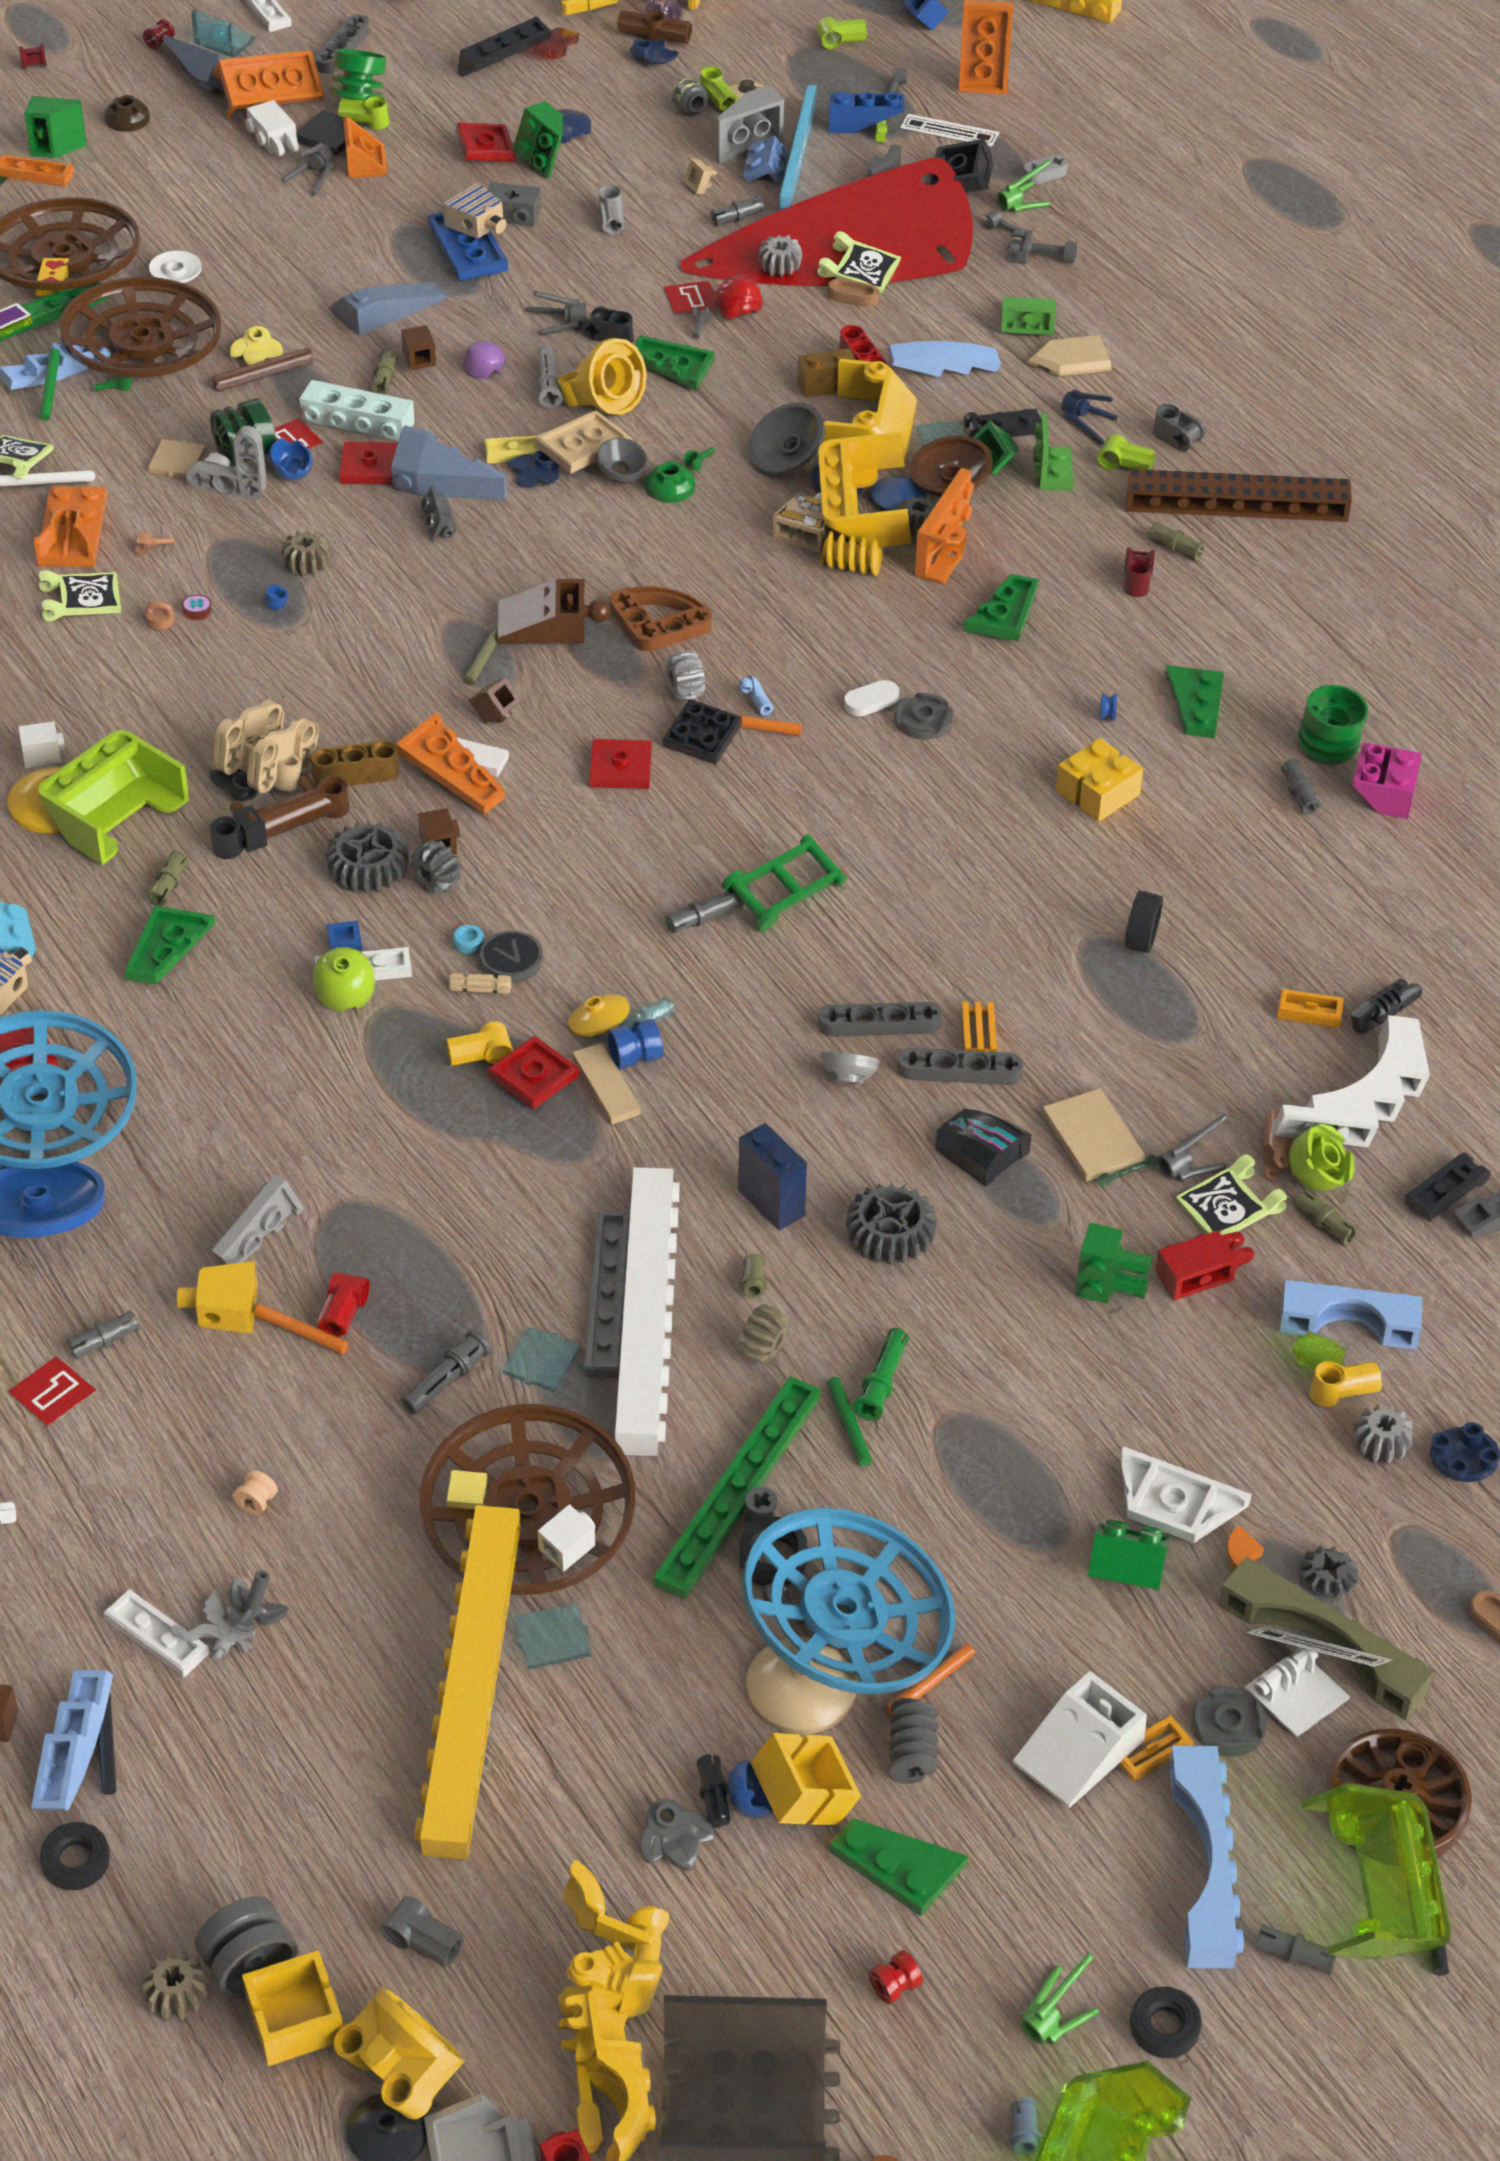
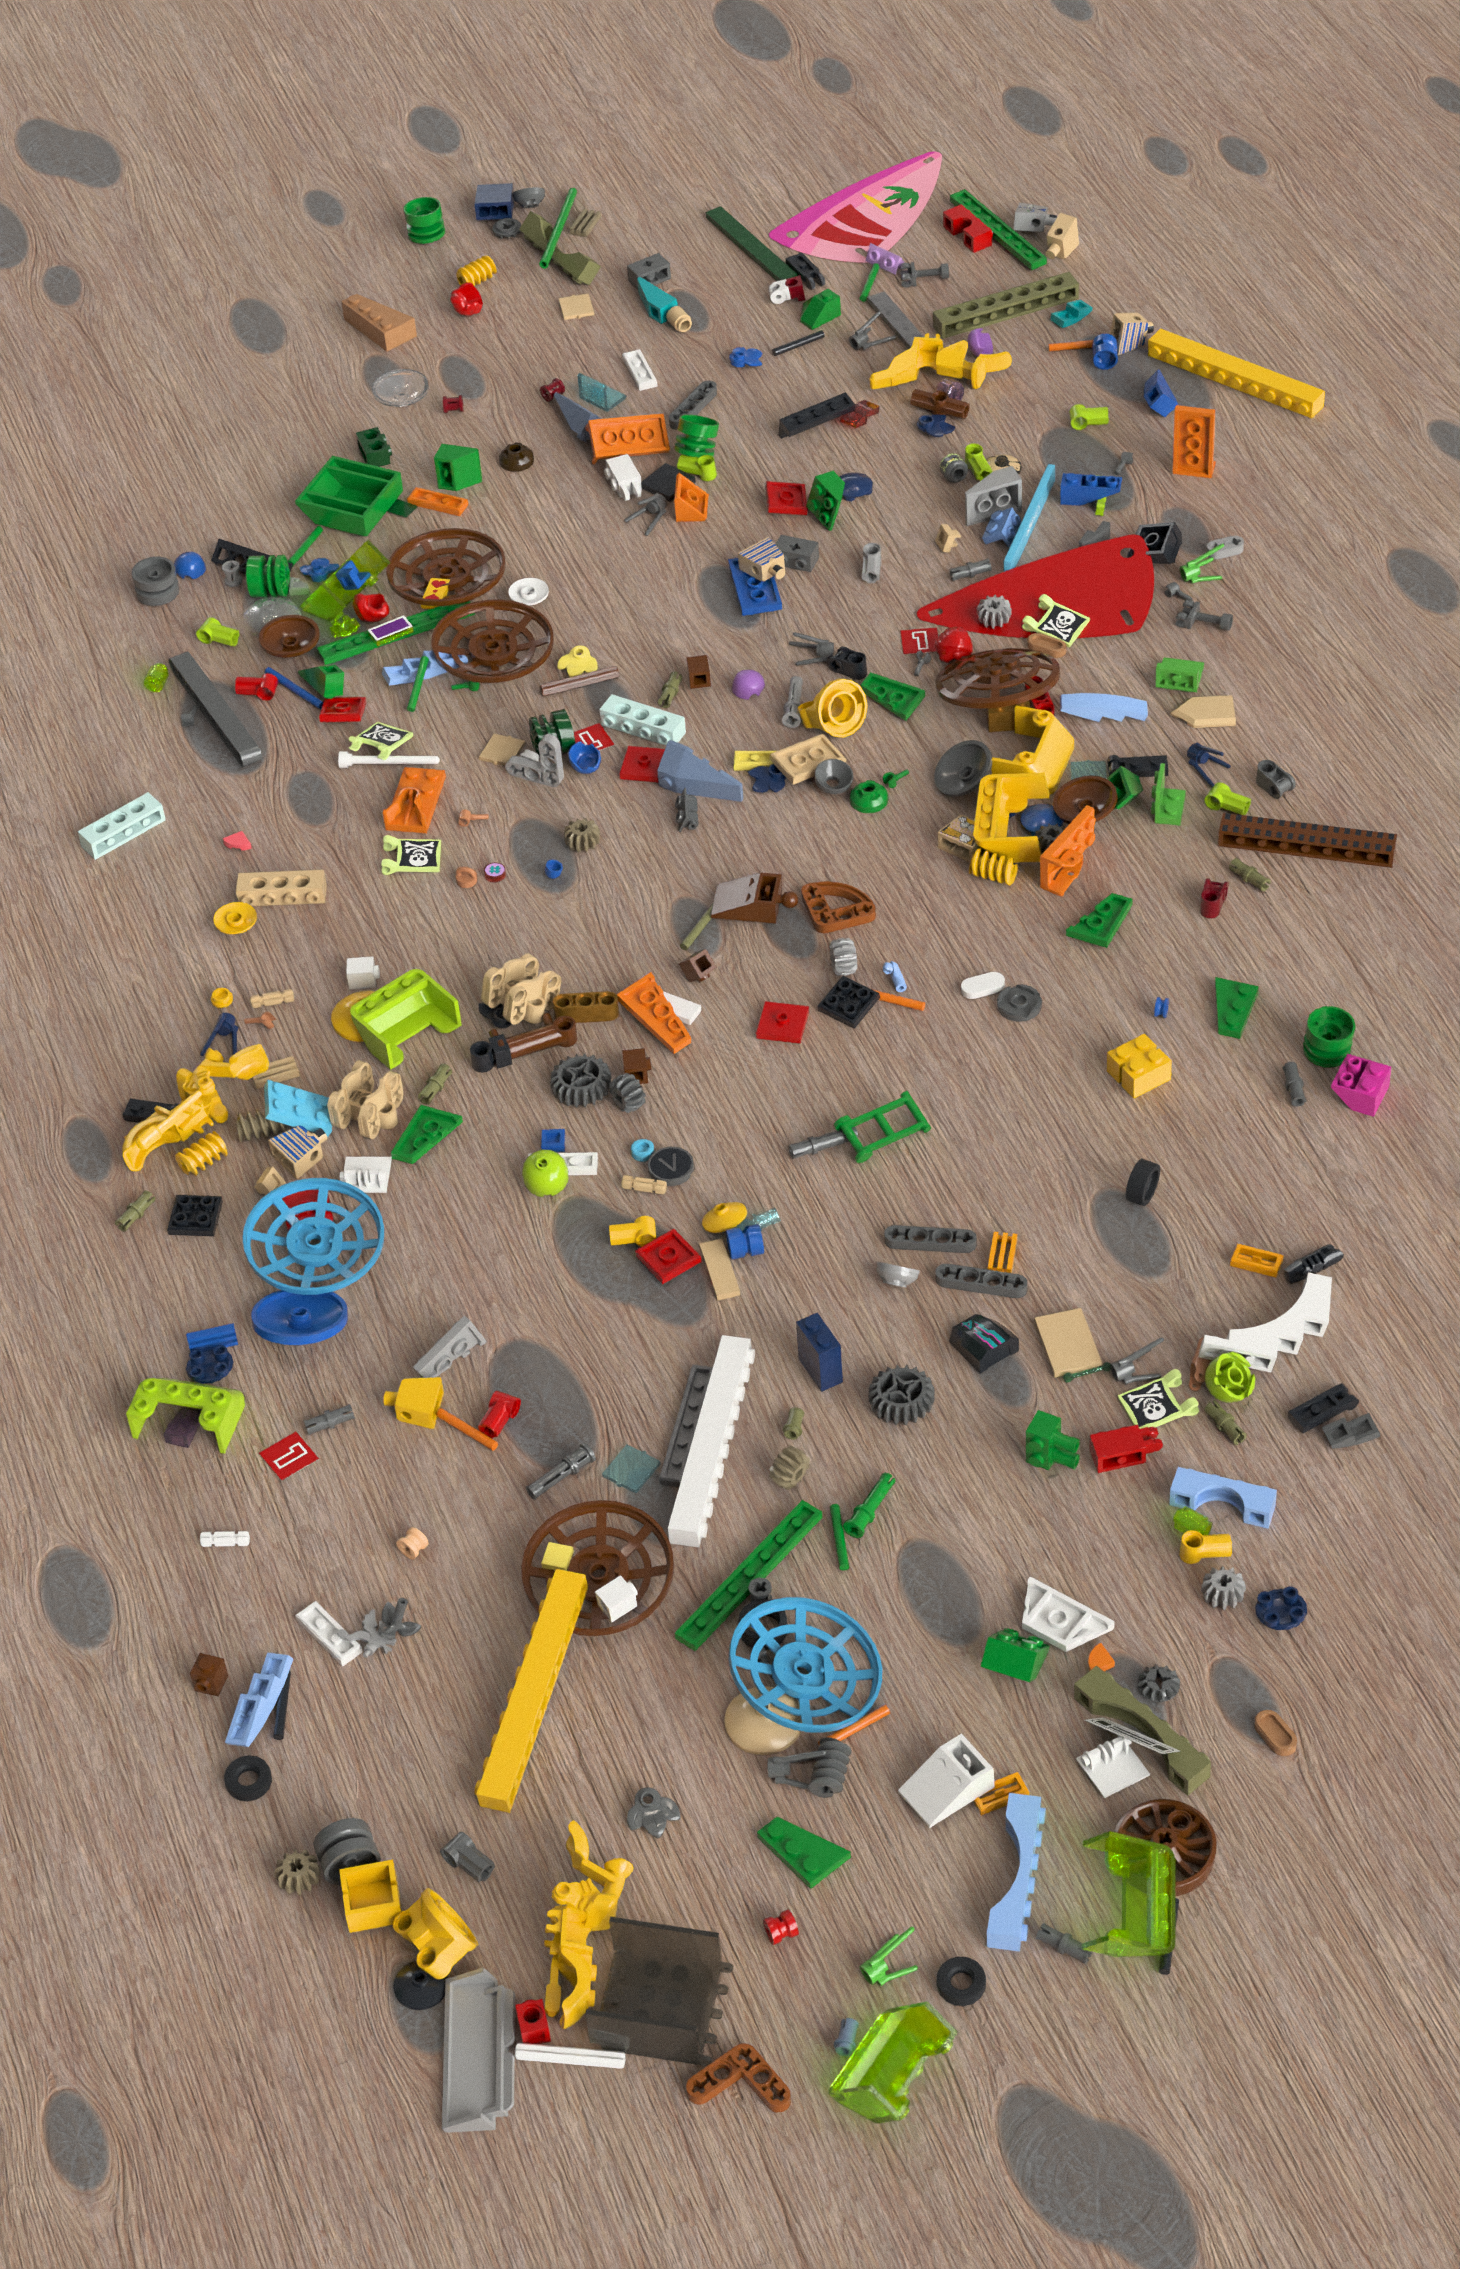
camera: 15 degrees right, 0 degrees up
(68, 911) = (360, 1103): none -> tan piece
(96, 1000) = (367, 1173): none -> white hinge
(381, 305) = (679, 633): sand blue wedge -> none
(552, 1636) = (598, 1666): clear light blue piece -> none
(713, 1790) = (685, 1786): black axle -> none
(747, 1792) = (711, 1789): blue hair -> none
(805, 1779) = (749, 1789): yellow piece -> none
(806, 322) = (995, 672): none -> reddish brown dish
(847, 1745) = (781, 1766): none -> dark grey plant
(948, 129) = (1157, 507): white sticker -> none
(1229, 1720) = (1059, 1781): dark grey tile -> none

